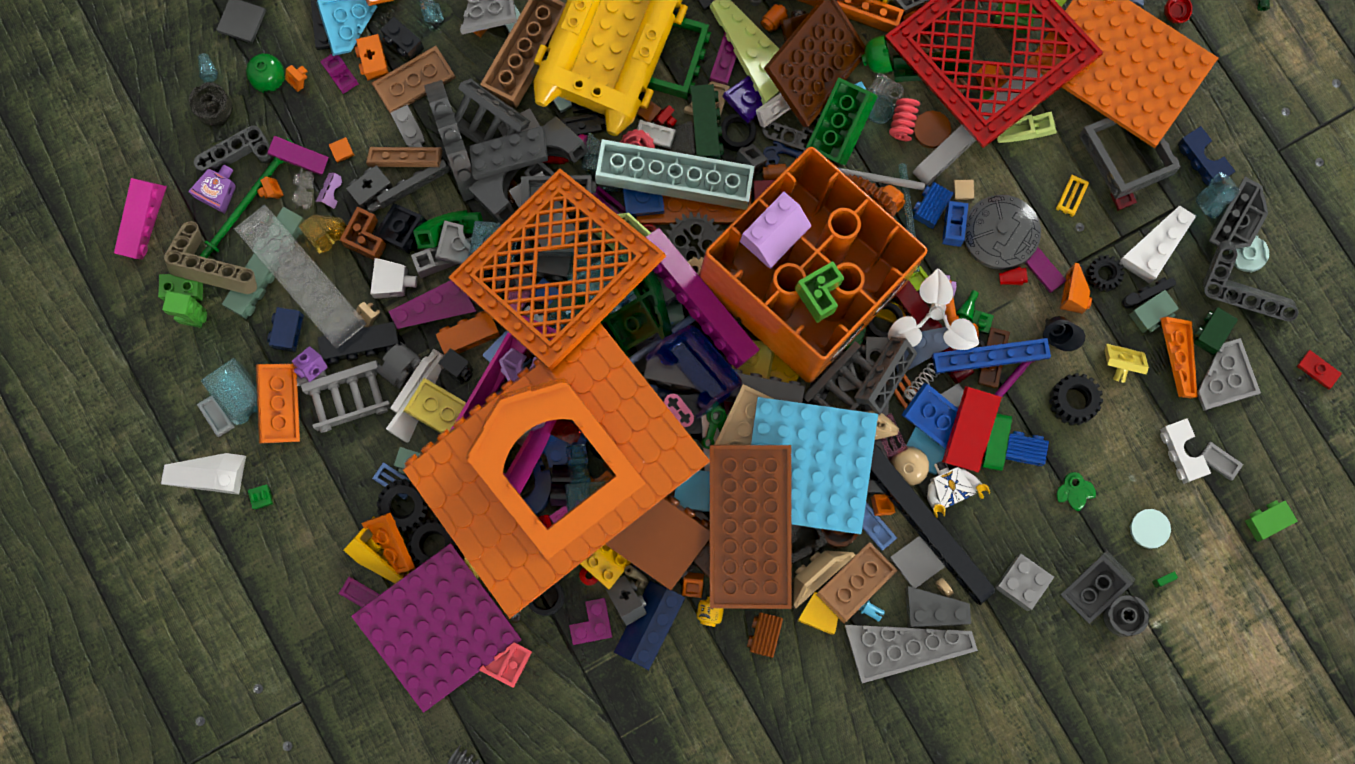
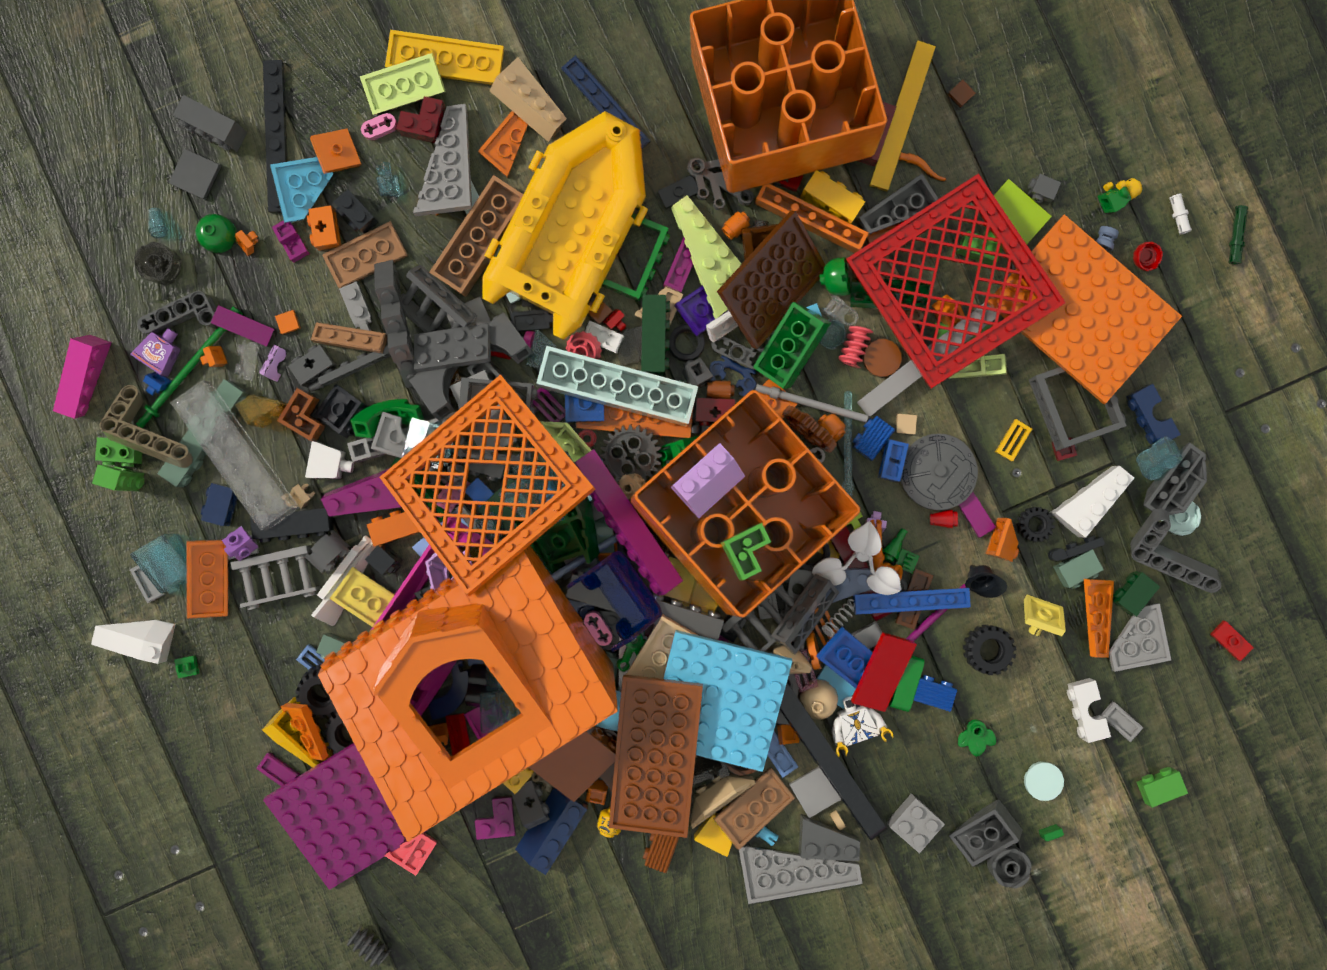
camera: 10 degrees right, 10 degrees up
(214, 219) = (156, 383): none -> blue tile
(898, 415) = (813, 650): none -> orange tile

